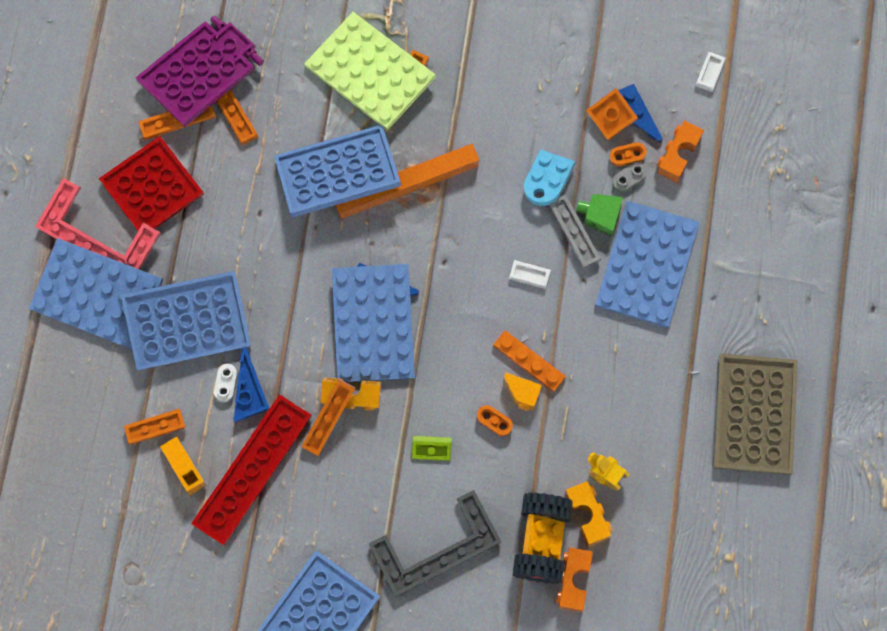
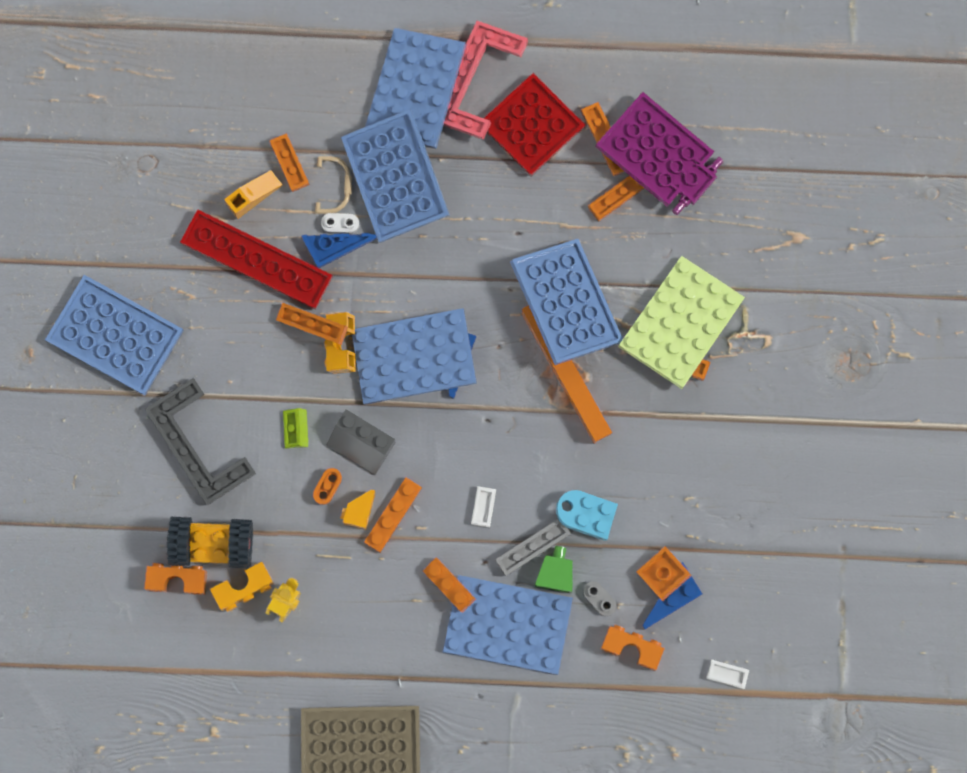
camera: 80 degrees right, 5 degrees up
(188, 372) = (347, 185): none -> tan piece
(453, 383) = (360, 442): none -> dark grey slope
(604, 312) = (449, 585): none -> orange plate
(626, 153) = (623, 594): orange plate -> none

